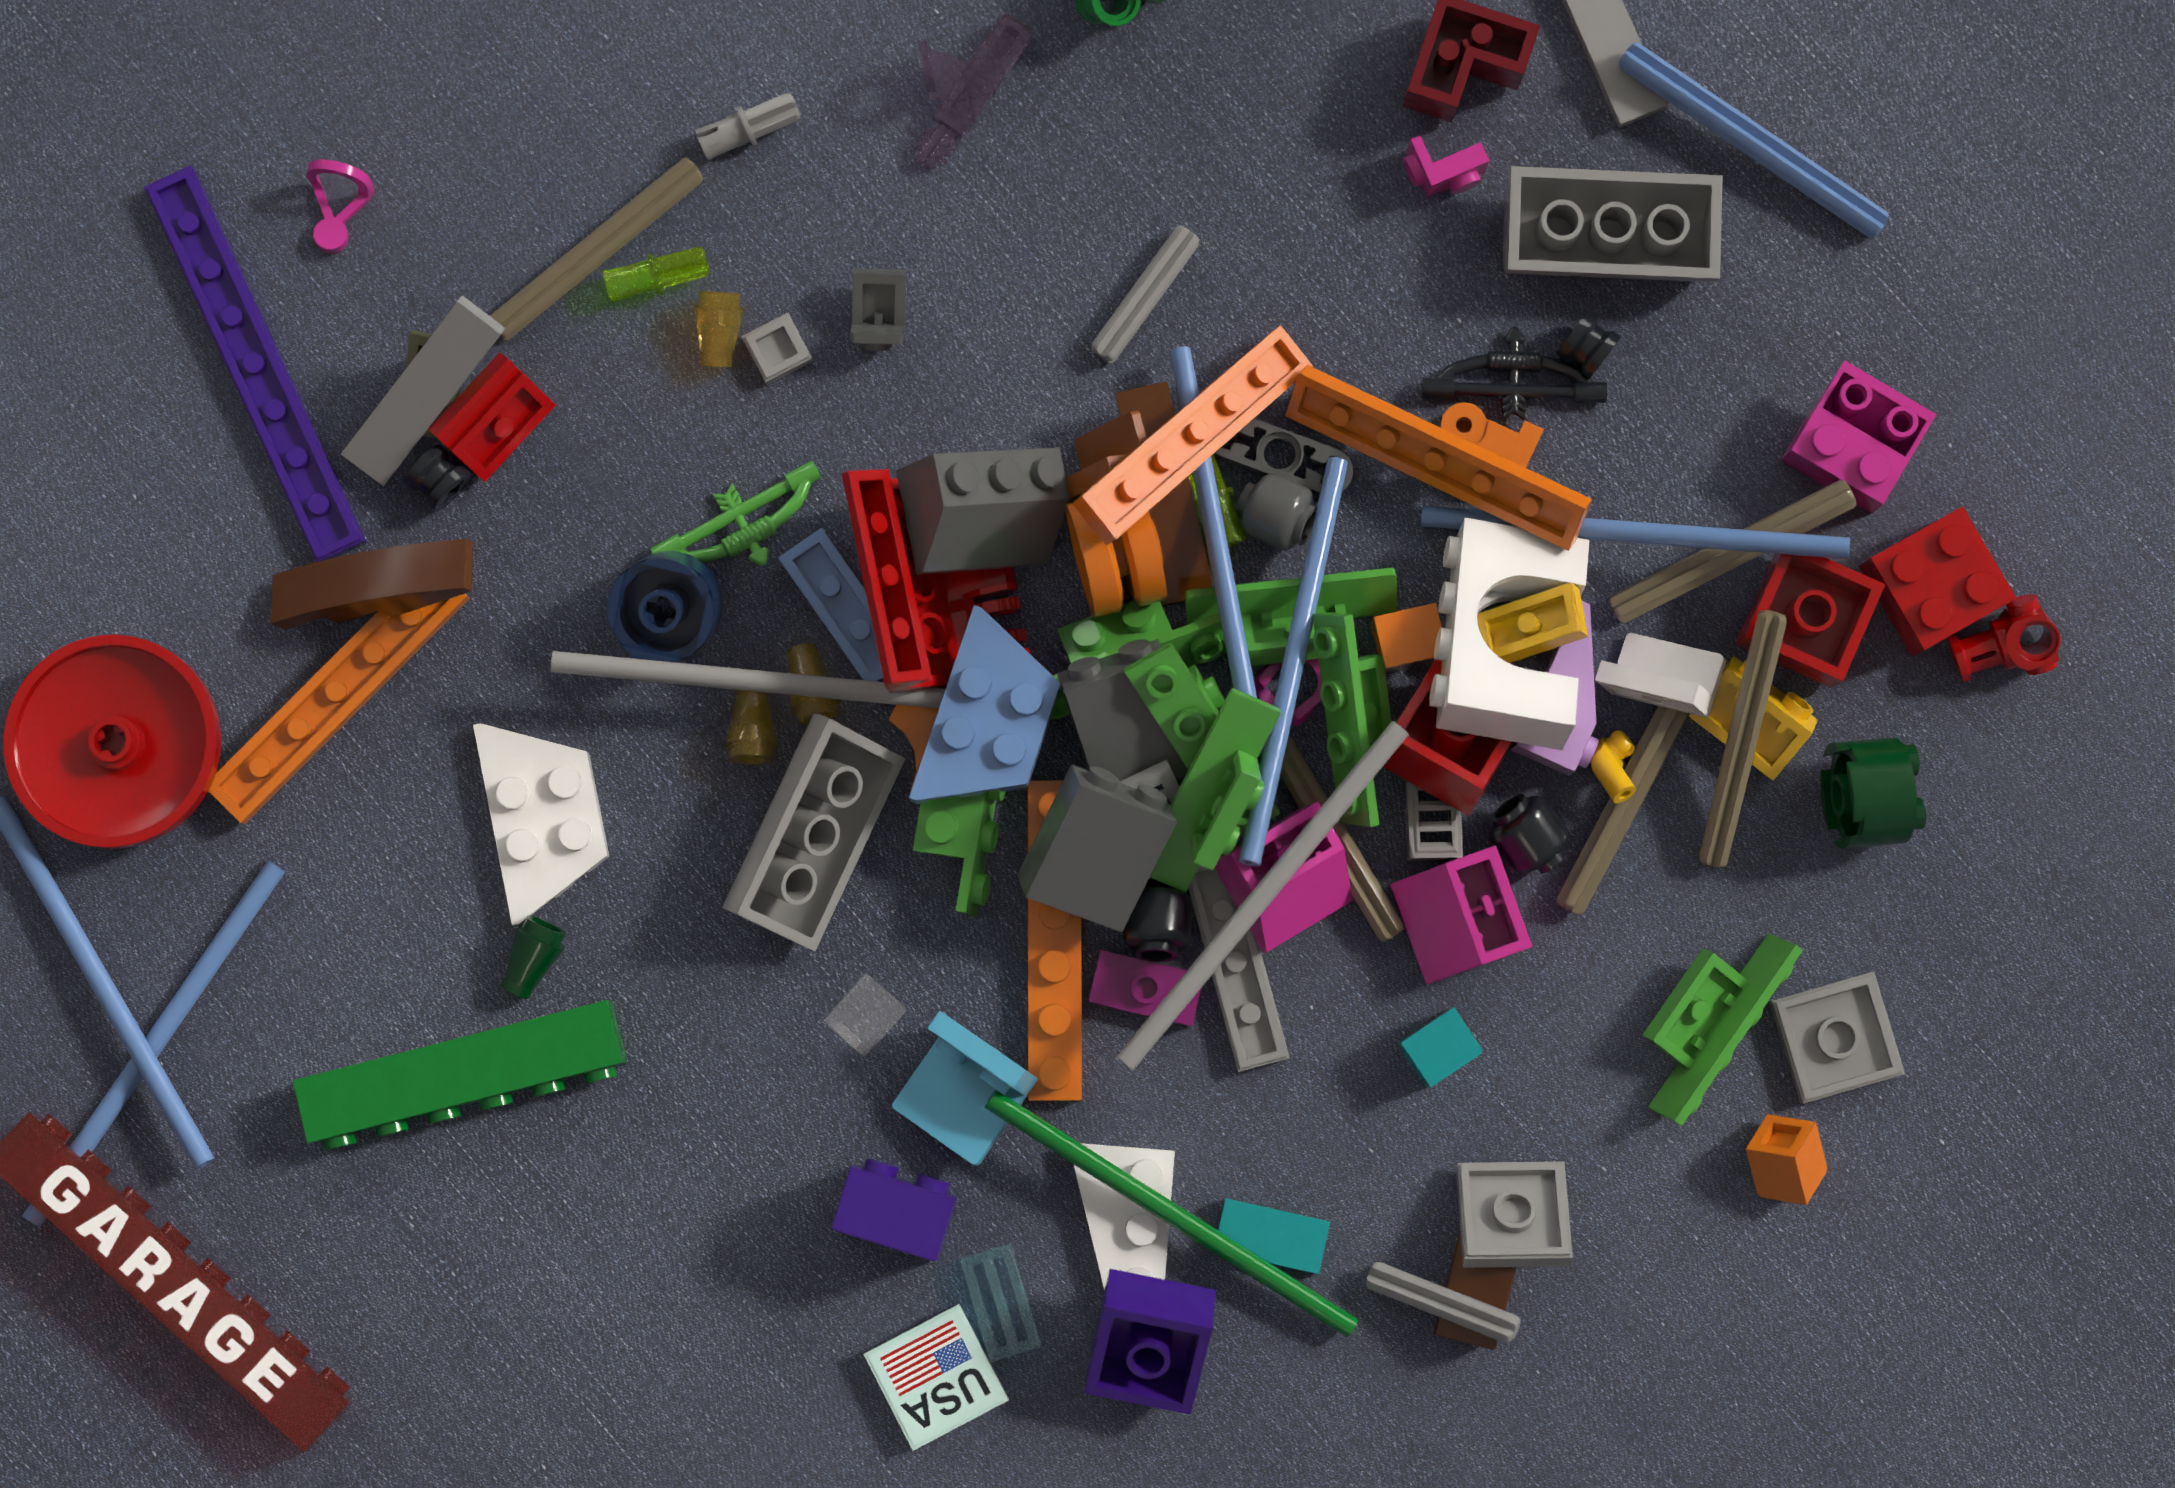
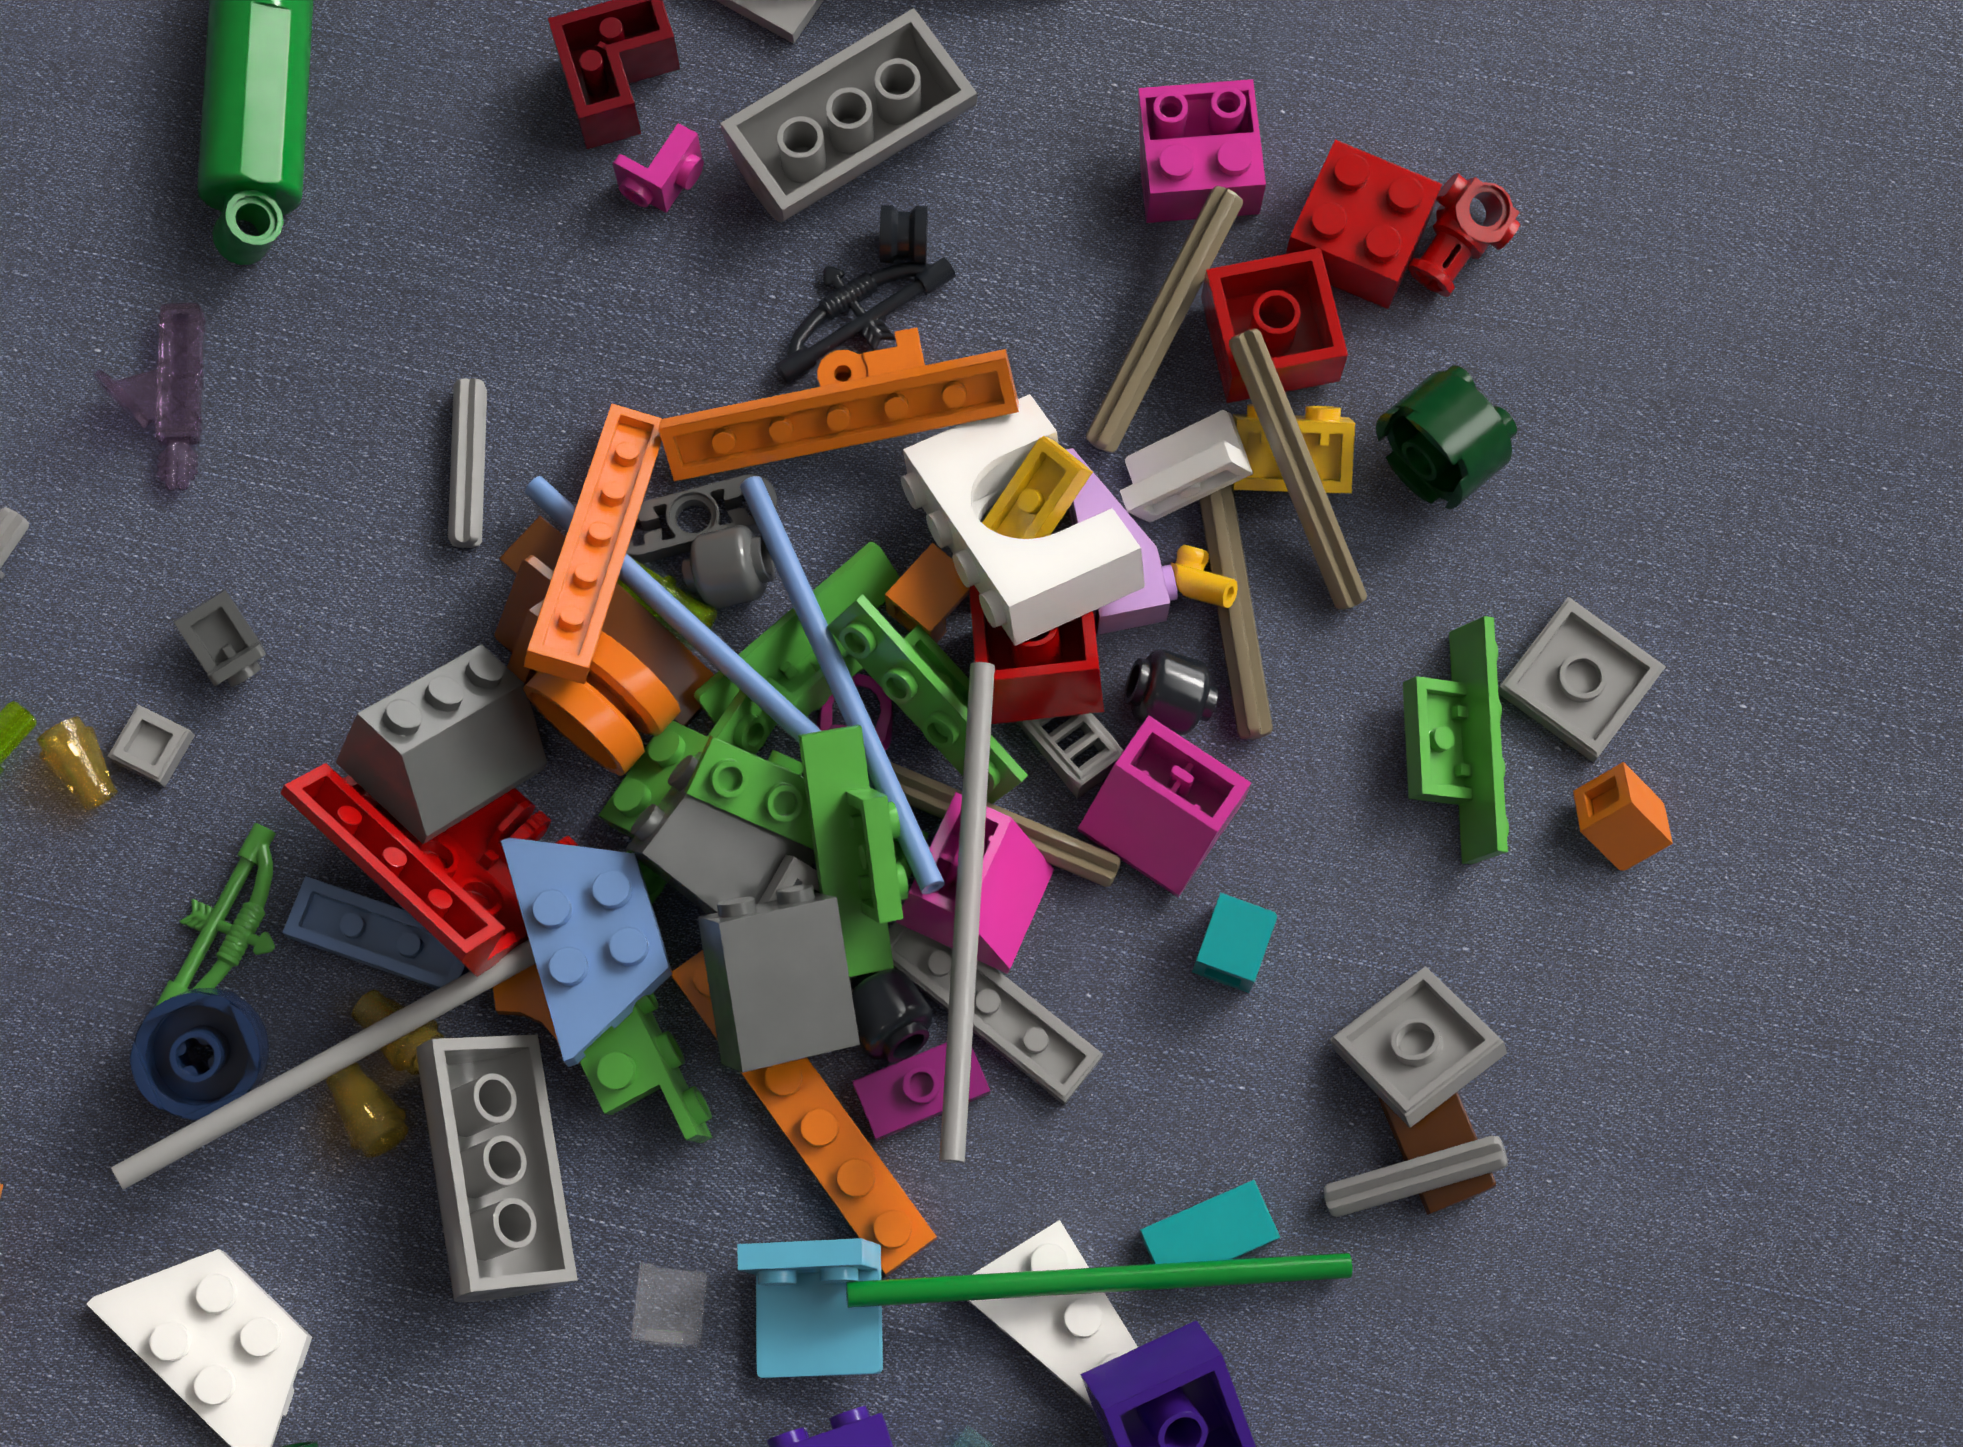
camera: 35 degrees left, 10 degrees down
(1669, 534) = (1100, 336): medium blue piece -> none

